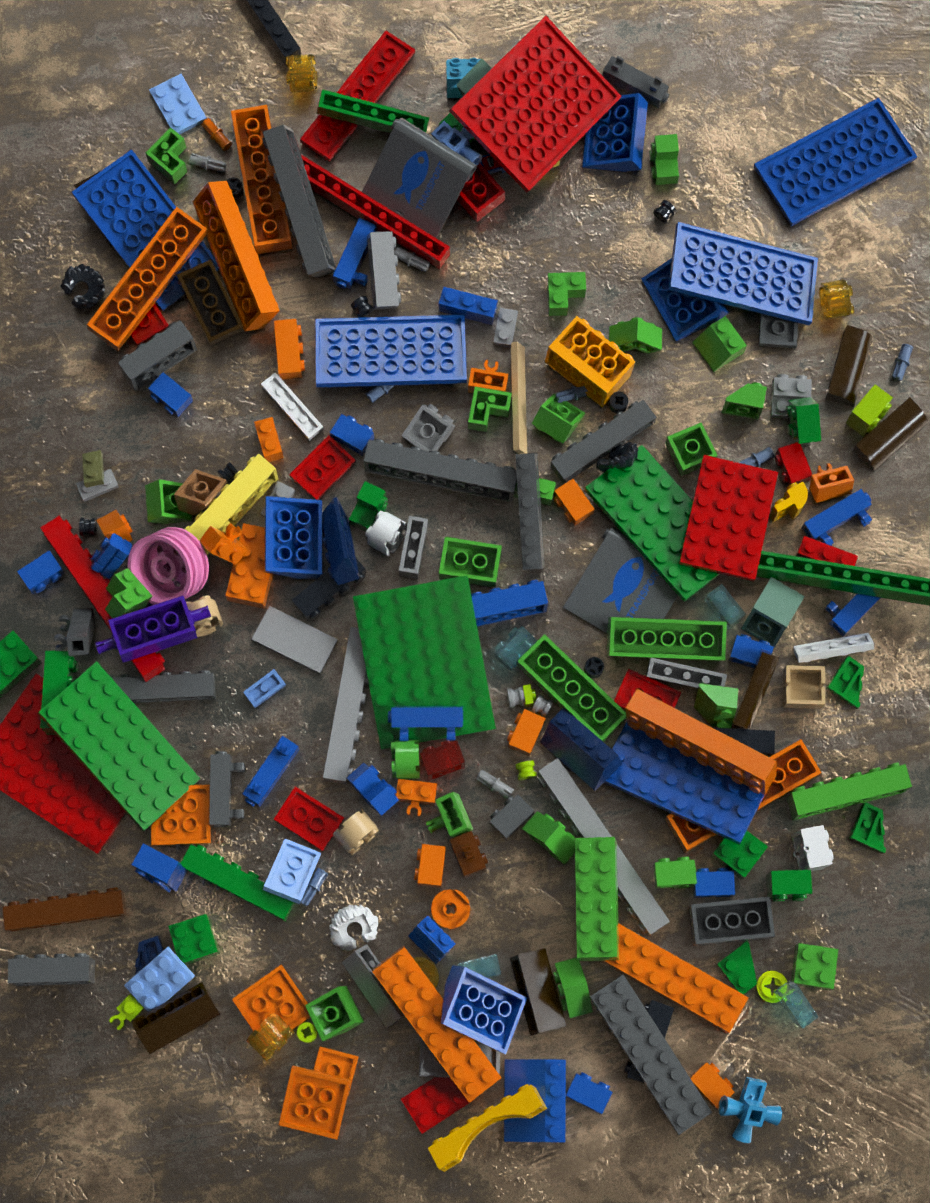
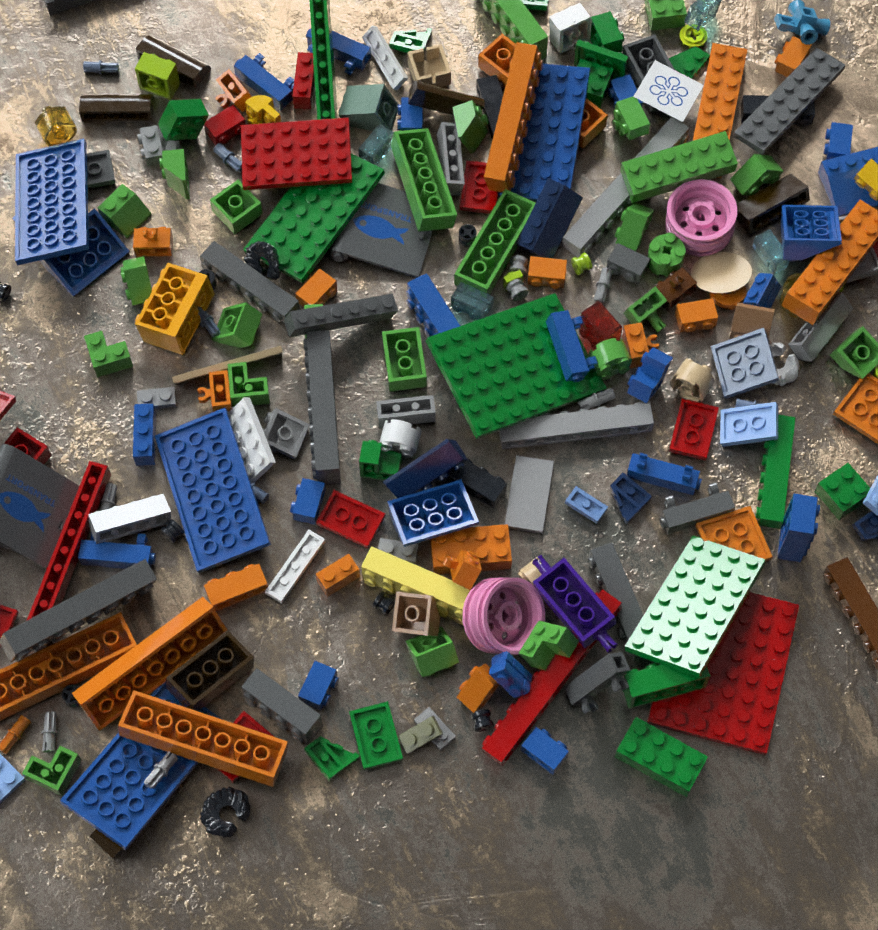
camera: 105 degrees left, 10 degrees down
(102, 387) = (330, 757): none -> green wing
(107, 431) = (376, 735): none -> green plate
(130, 236) = (160, 770): none -> light grey axle
(259, 731) = (629, 497): none -> dark blue wing
(359, 892) = (745, 363): none -> plate
(371, 735) = (597, 399): none -> light grey axle
(399, 914) = (750, 318): none -> medium nougat slope
(429, 395) = (251, 439): none -> white plate
(471, 908) = (721, 272): none -> tan sticker
(518, 863) = (666, 254): none -> bright green brick
(549, 883) = (701, 216): none -> bright pink wheel
(676, 363) = (152, 241): none -> orange brick
(696, 923) = (668, 91): none -> white sticker
(762, 869) = (601, 56): none -> green plate

